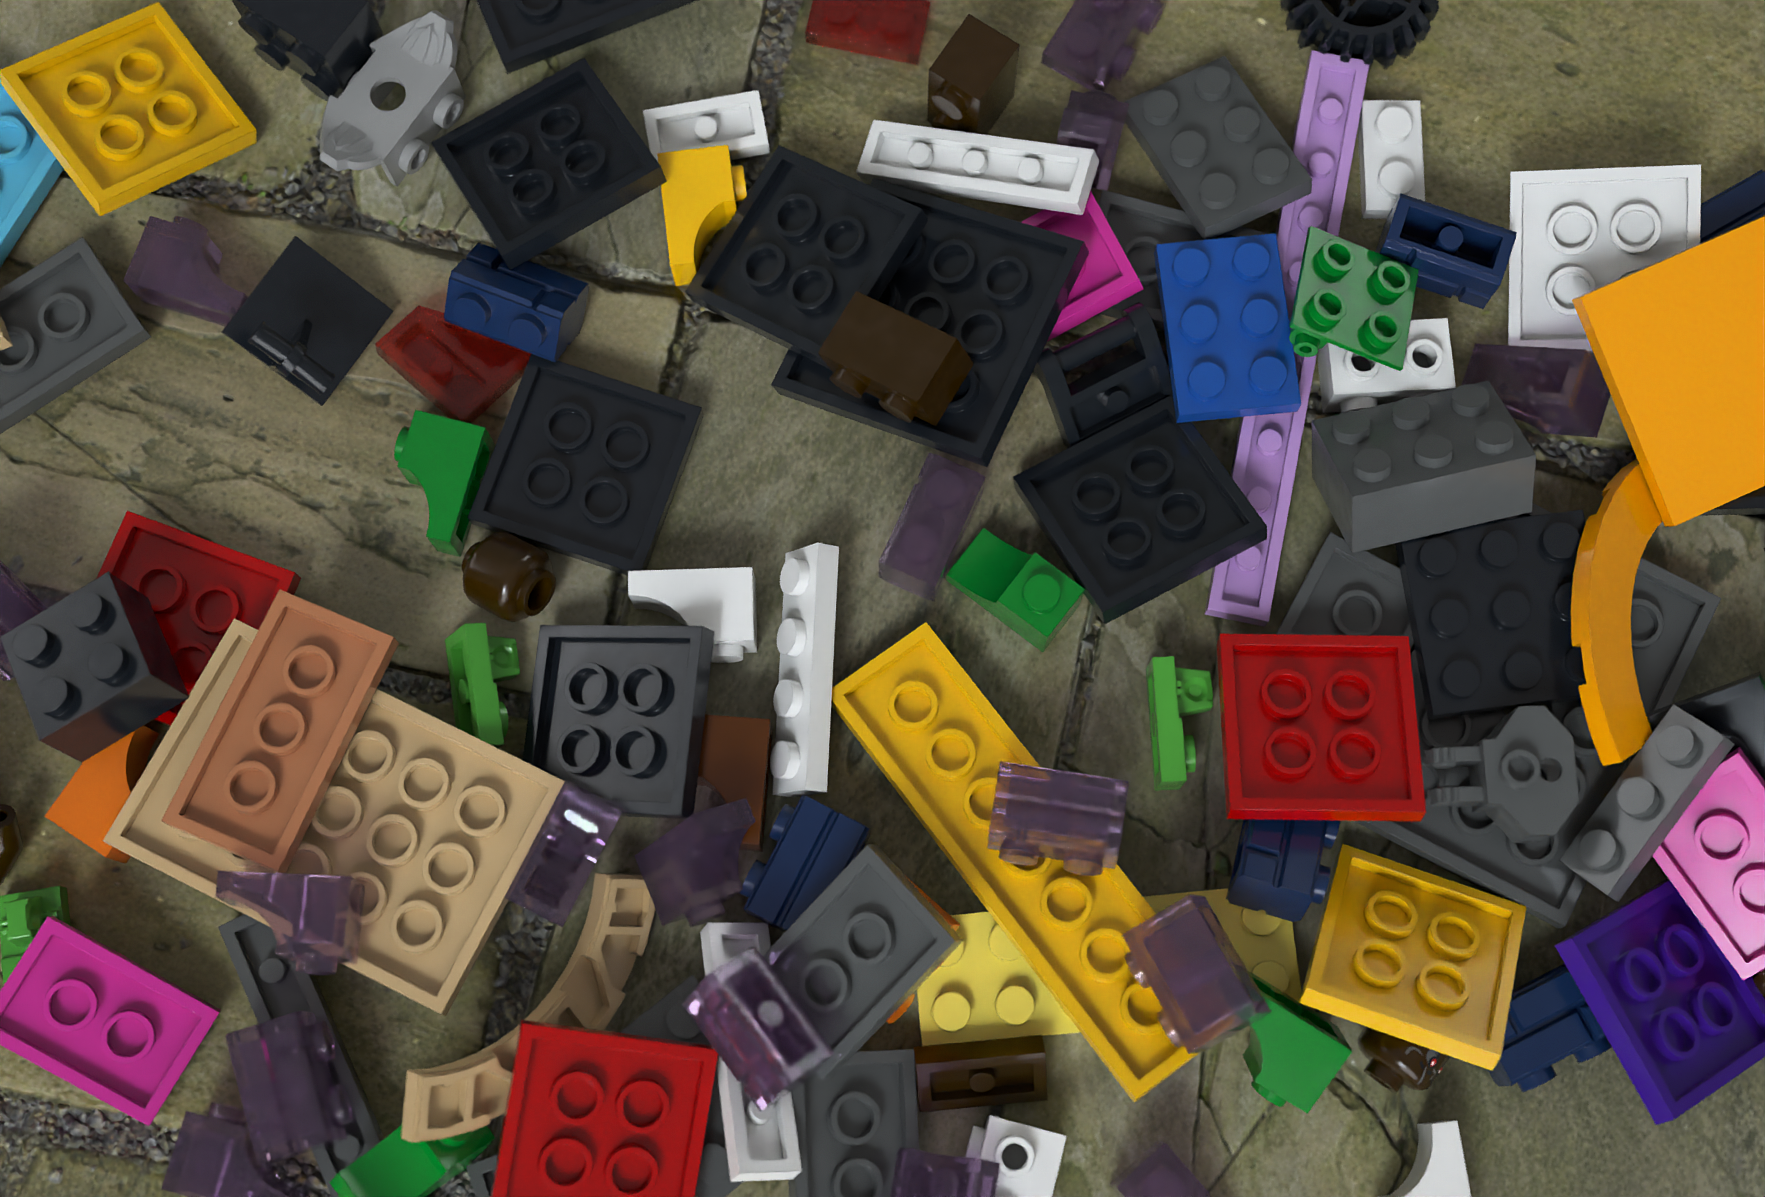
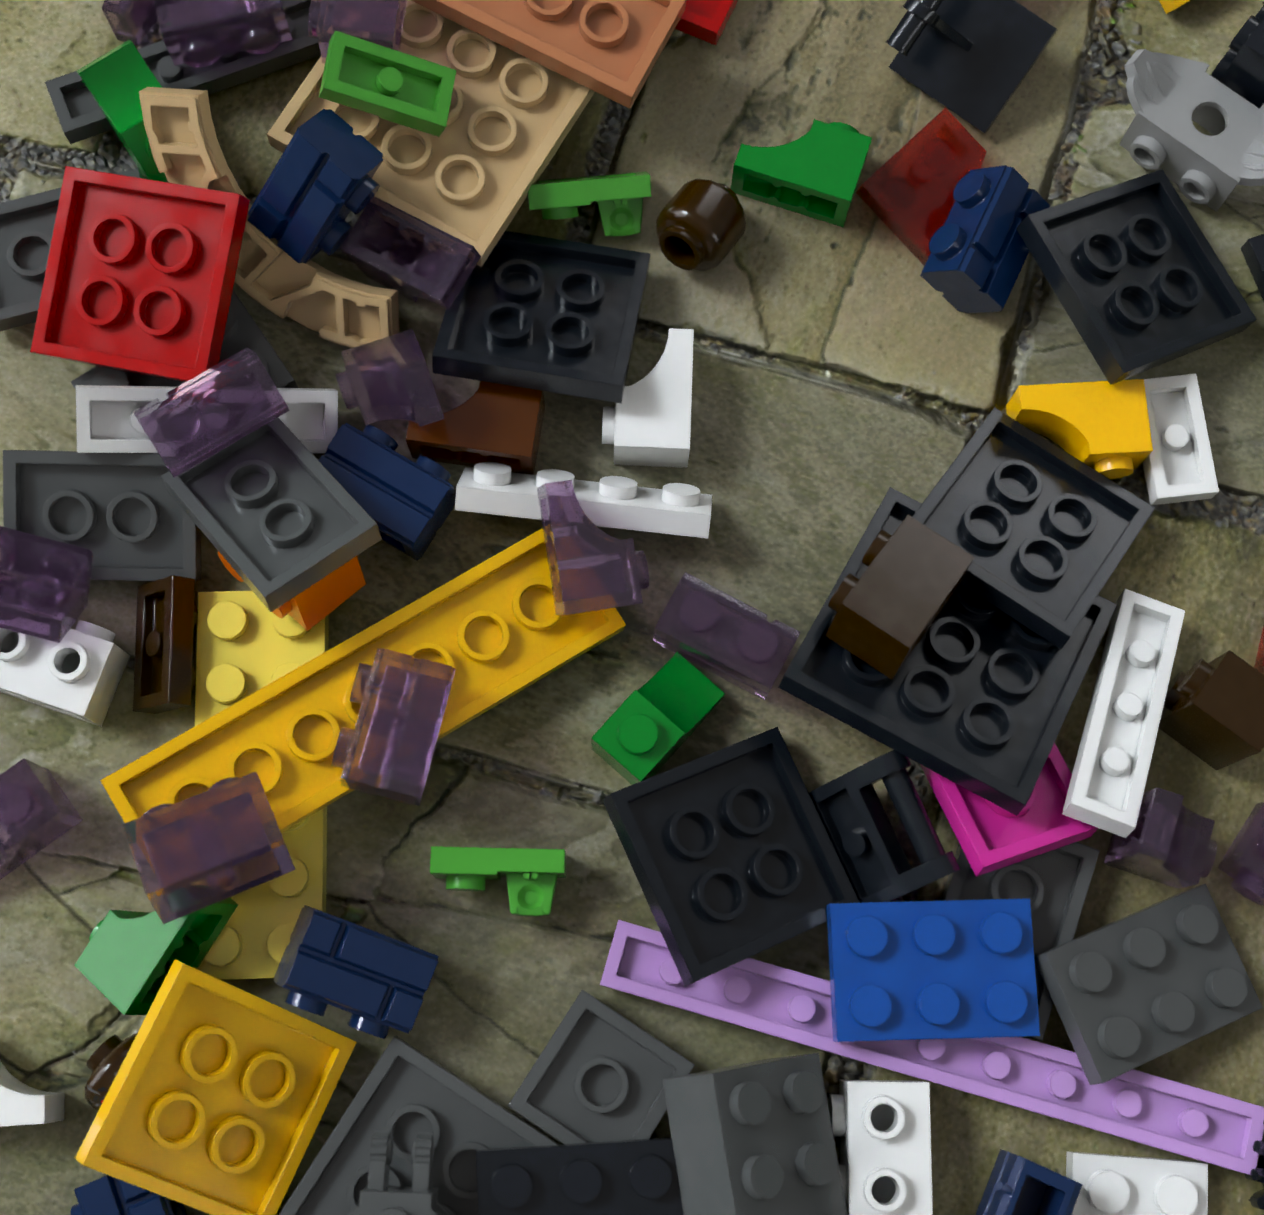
camera: 90 degrees right, 0 degrees up
(391, 883) = (387, 83): none -> bright green hinge
(504, 950) = (316, 187): none -> dark blue brick
(586, 465) = (812, 305): black plate -> none
(884, 654) = (585, 563): none -> arch
(1319, 728) = (469, 1019): red plate -> none
(1352, 300) = (953, 1112): green hinge -> none

